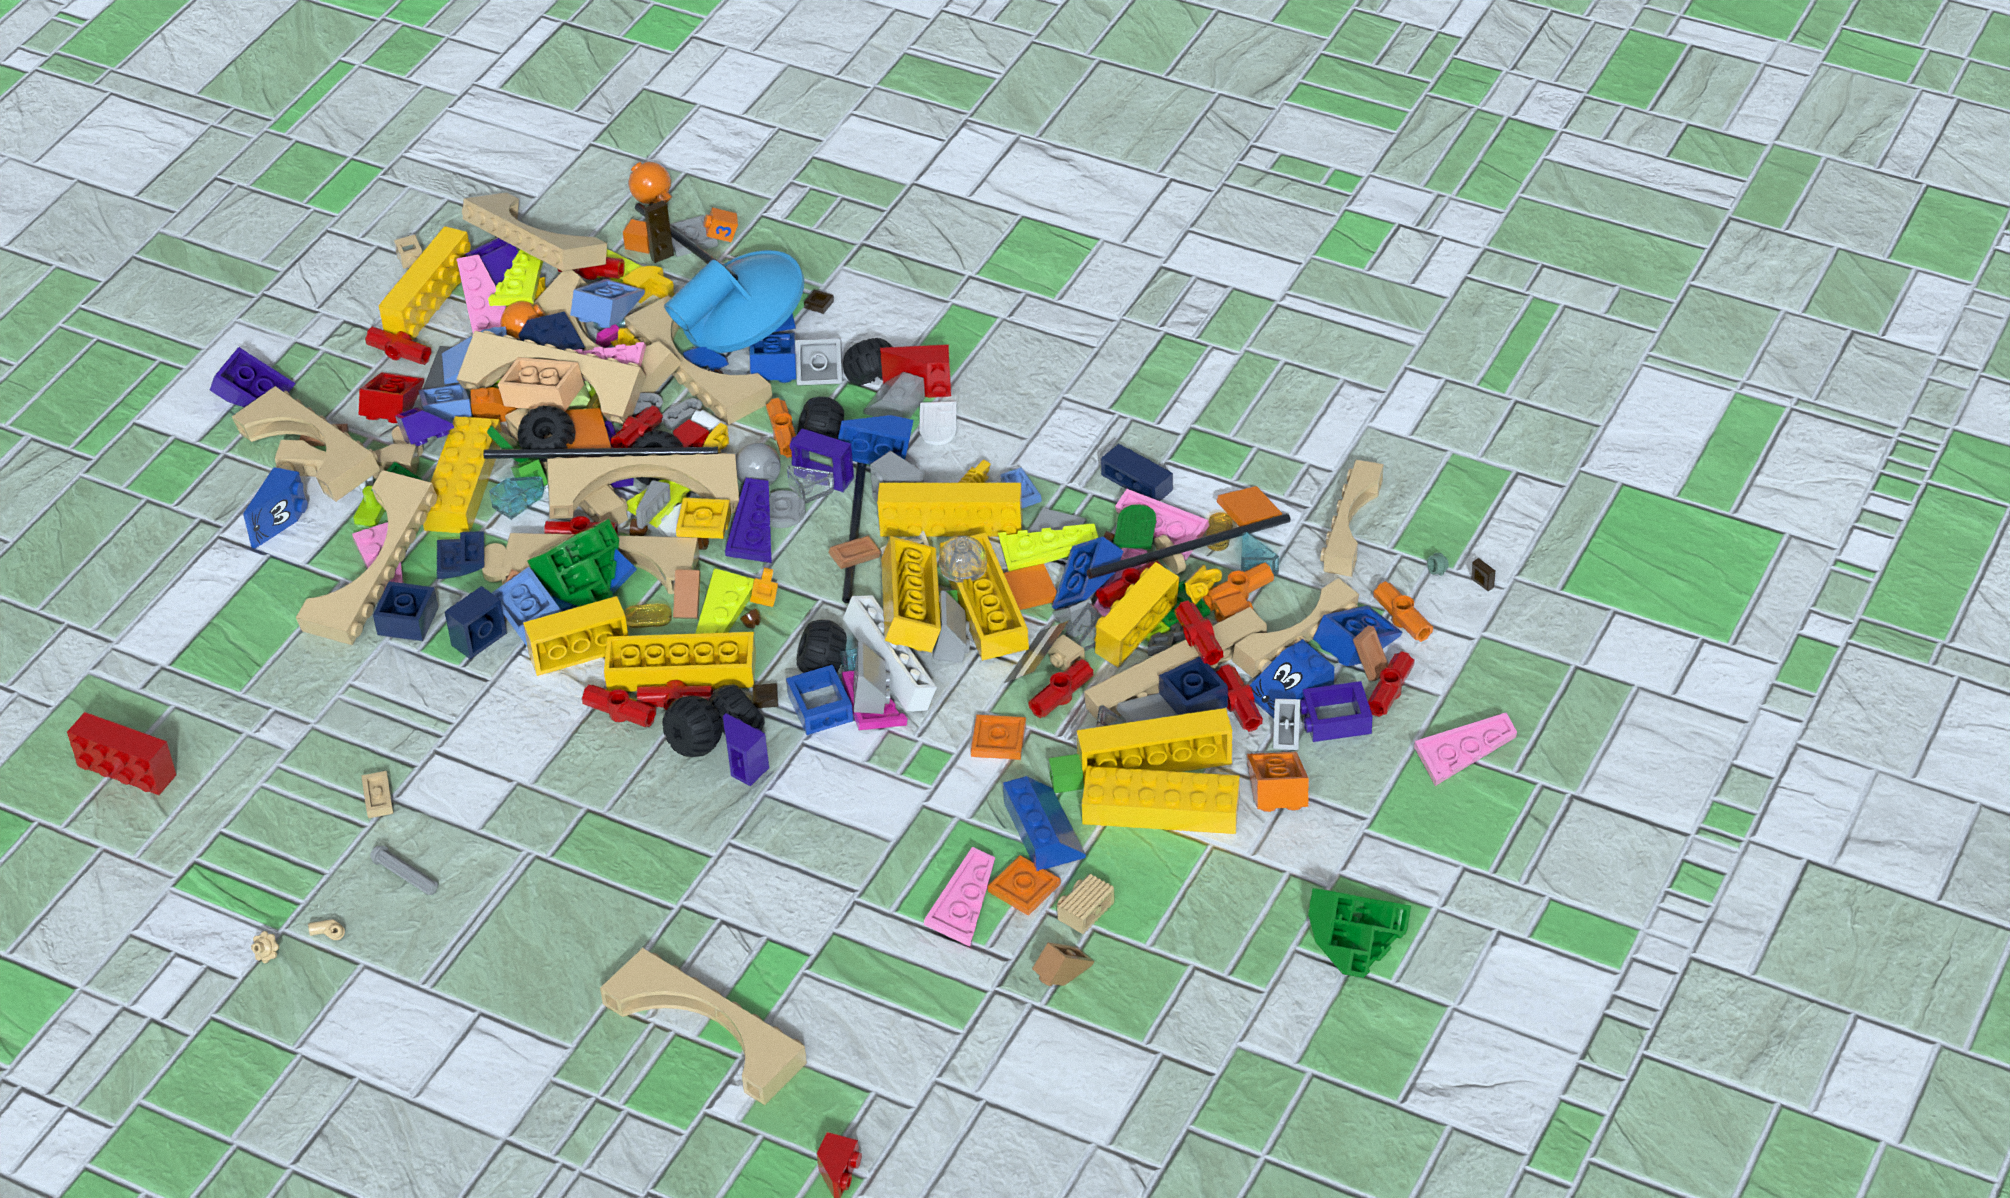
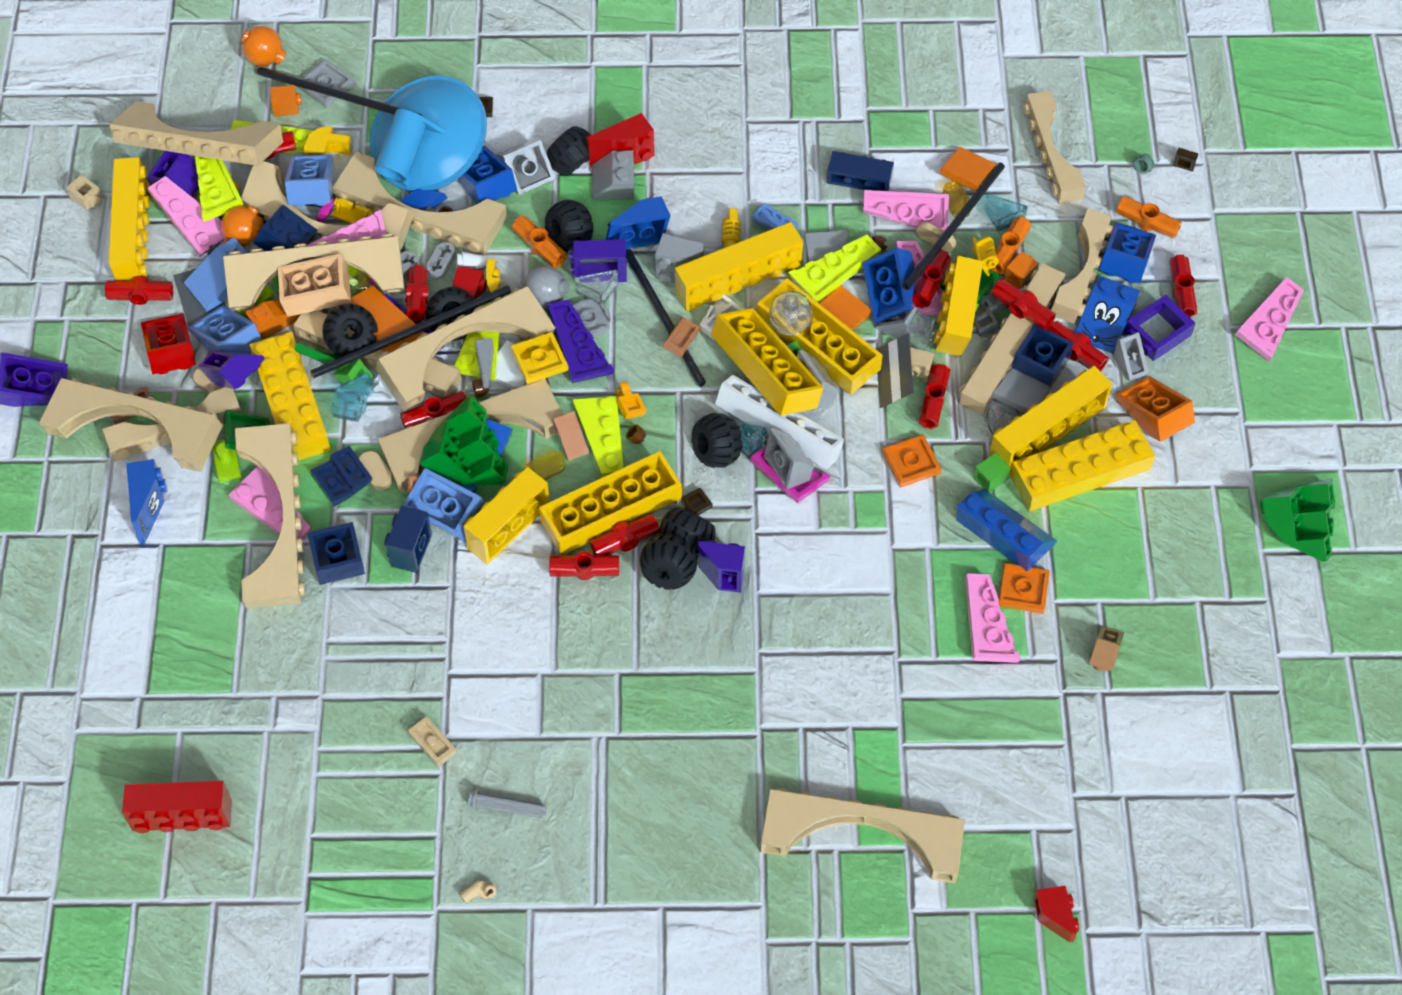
camera: 30 degrees left, 15 degrees up
(265, 947) = (438, 935): tan plant -> none
(658, 231) = (309, 92): dark brown plate -> none
(721, 224) = (352, 64): orange brick -> none
(813, 719) = (763, 503): blue window -> none
(938, 422) = (660, 181): white window -> none
(1085, 903) = (1087, 584): tan brick -> none
(1135, 527) = (896, 223): green window -> none
(1370, 653) = (1156, 266): nougat tile -> none

